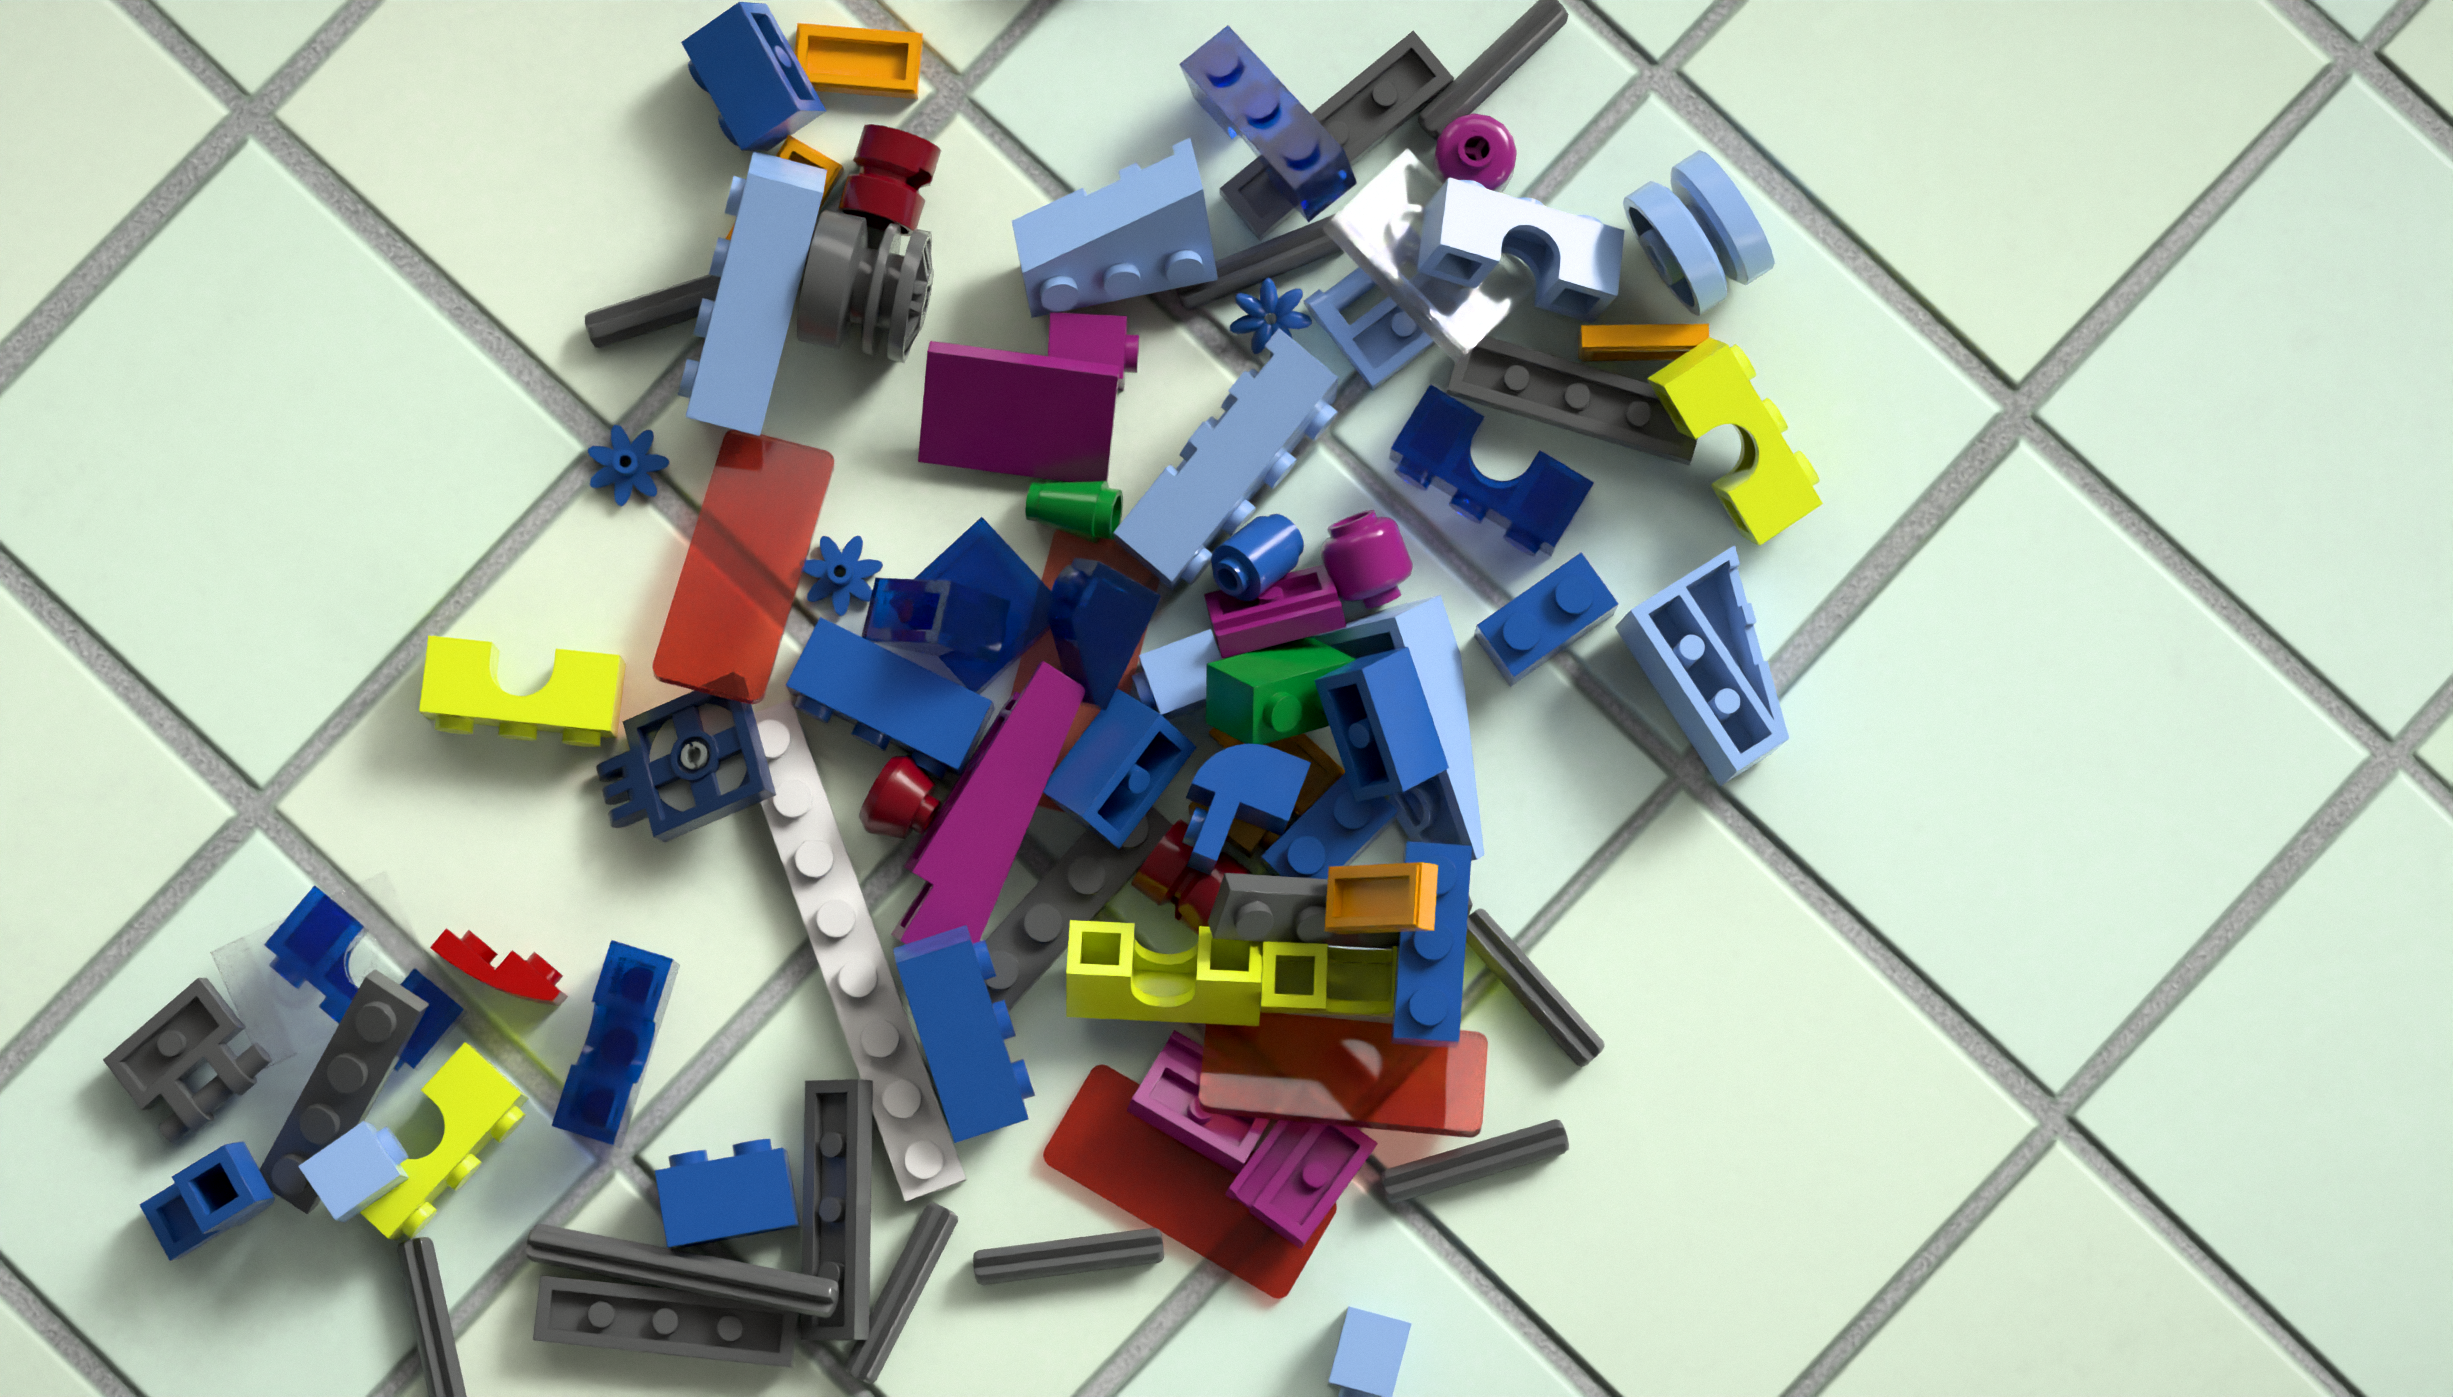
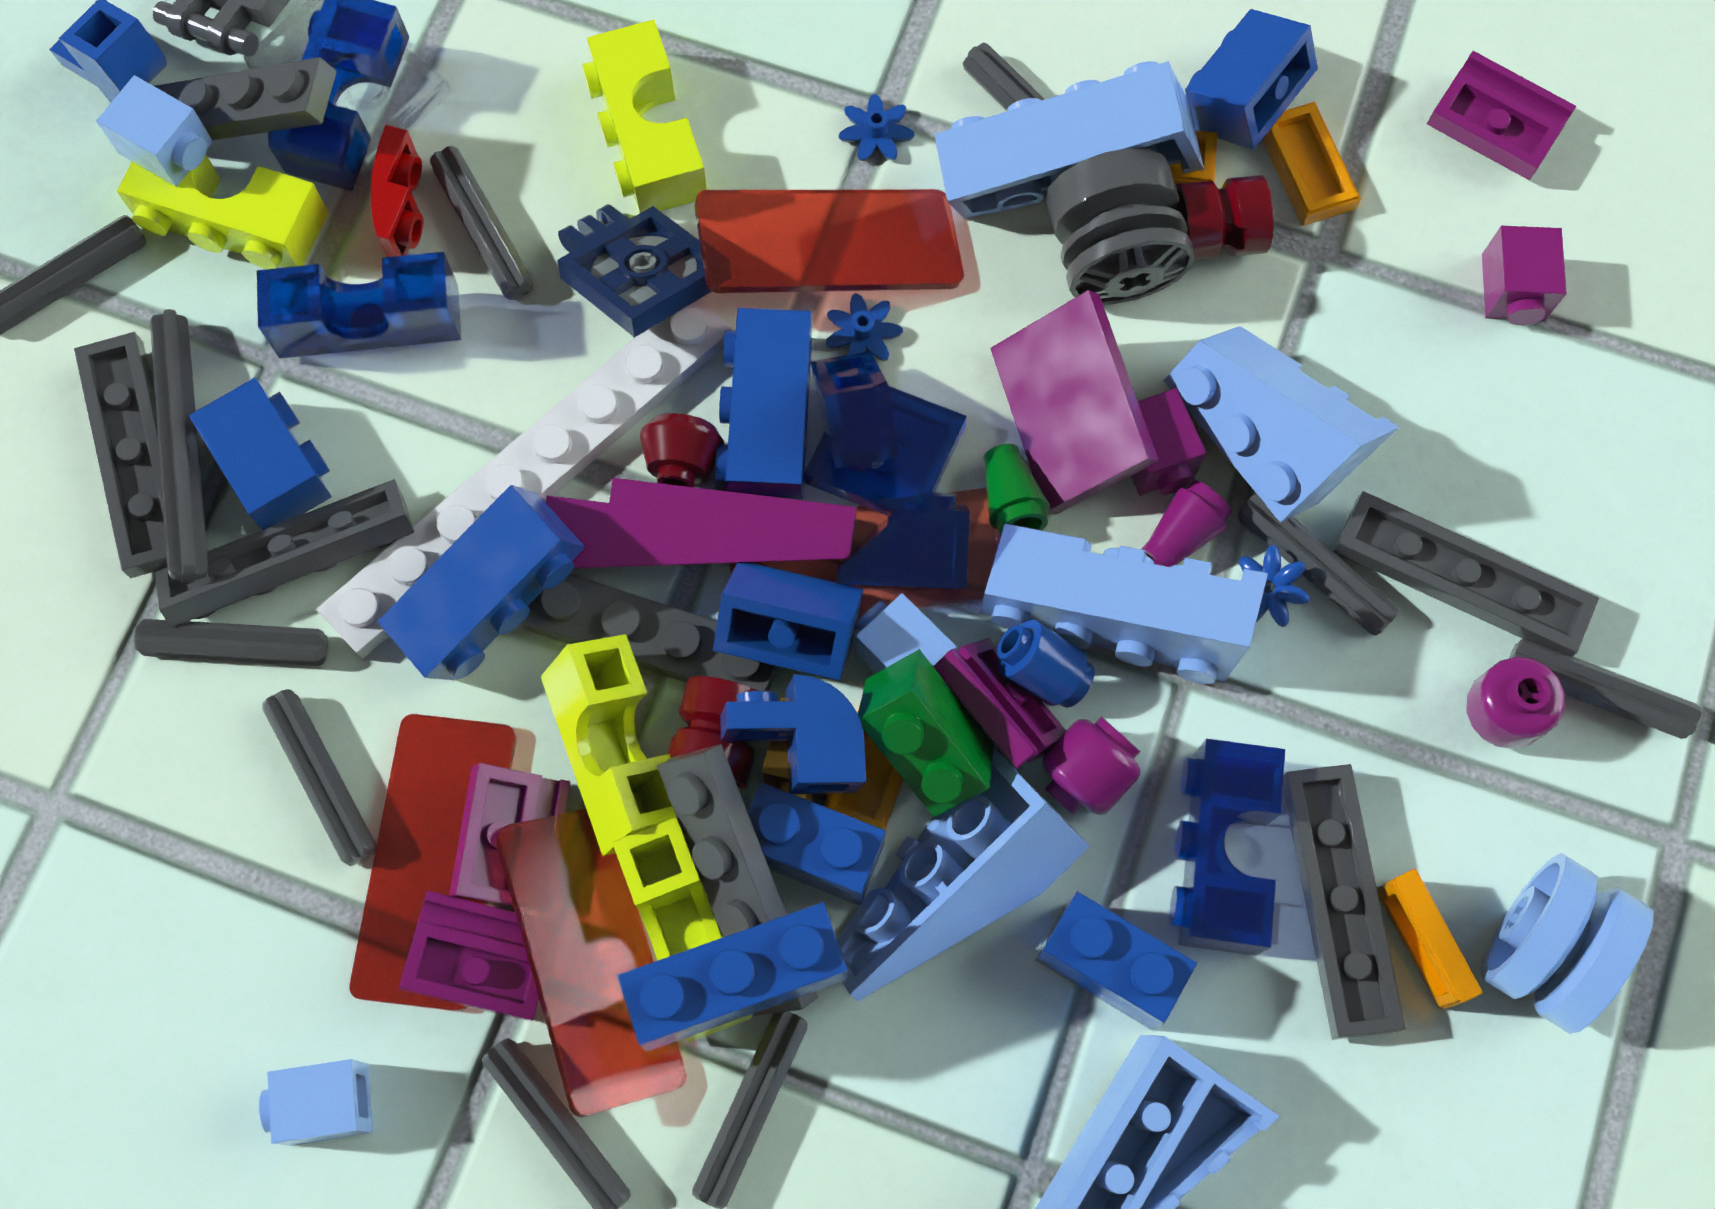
camera: 65 degrees right, 10 degrees down
(560, 897) = (481, 223): none -> dark grey axle
(1180, 365) = (1188, 524): none -> magenta cone
(1280, 131) = (1449, 502): clear blue arch -> none
(1376, 342) = (1327, 706): medium blue plate -> none
(1381, 724) = (934, 836): blue brick -> none
(1381, 898) = (755, 903): light orange tile -> none
(1383, 237) = (1403, 702): clear tile -> none
(1569, 254) = (1476, 824): light blue arch -> none
(1769, 482) = (1361, 1127): neon yellow arch -> none

